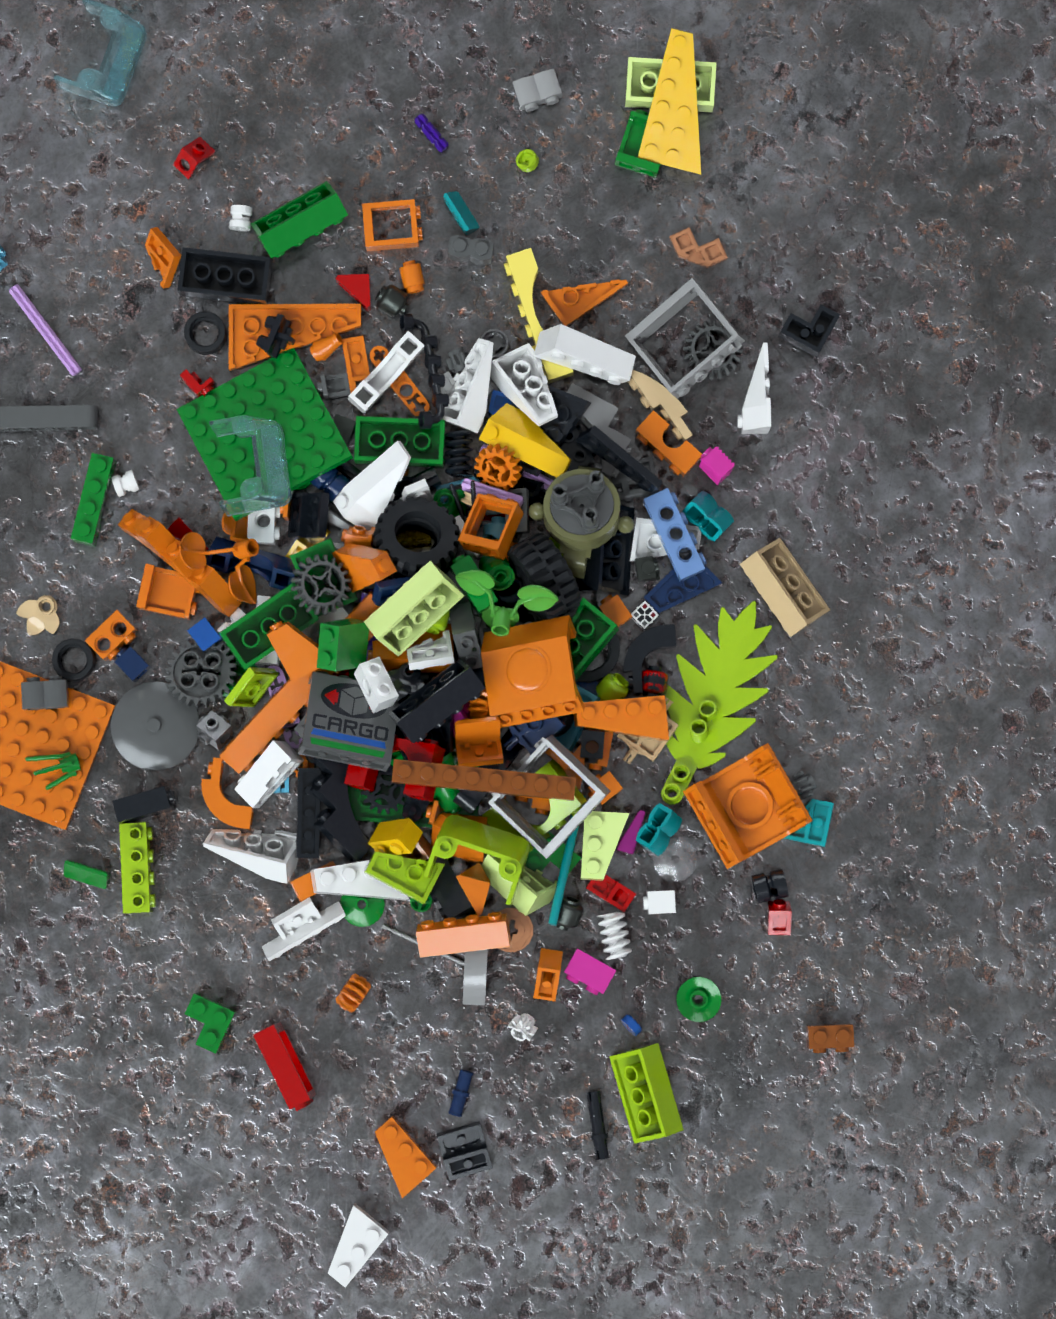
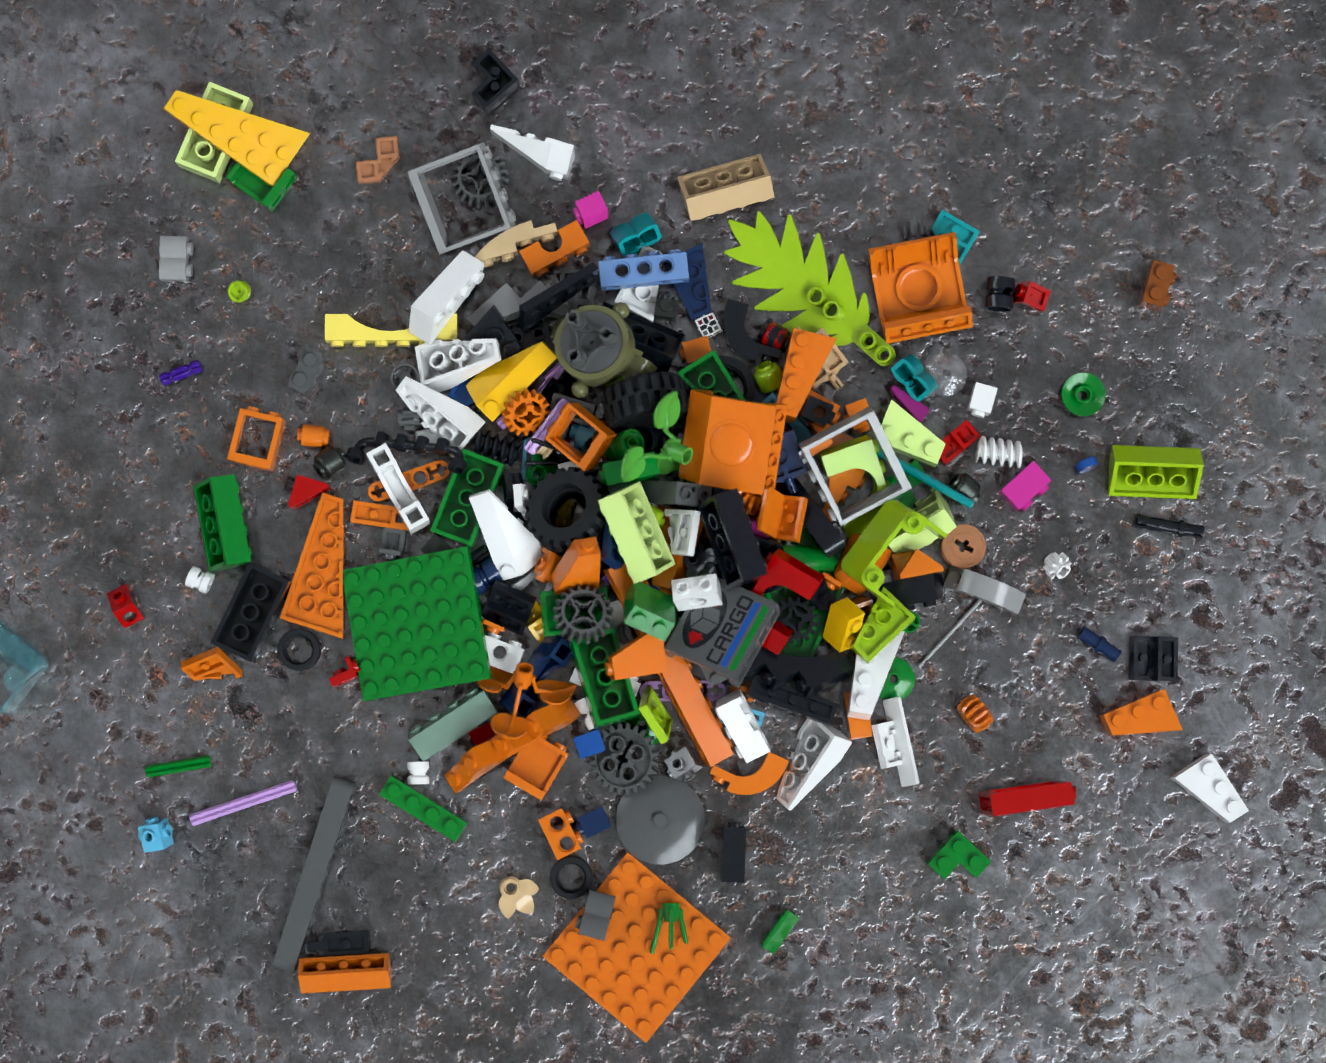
camera: 75 degrees left, 0 degrees up
(59, 258) = (178, 766): none -> green axle
(136, 867) = (790, 881): lime brick -> none
(181, 498) = (452, 723): none -> sand green brick
(272, 482) = (471, 629): clear light blue windscreen -> none
(278, 336) = (328, 579): black hips -> none
(325, 347) = (352, 540): orange cone -> none
(461, 212) = (267, 370): teal slope -> none
(463, 935) = (957, 589): brick -> none
(483, 780) = (822, 519): dark orange plate -> none
(548, 974) = (1015, 525): orange slope -> none
(574, 302) = (390, 292): orange wing -> none

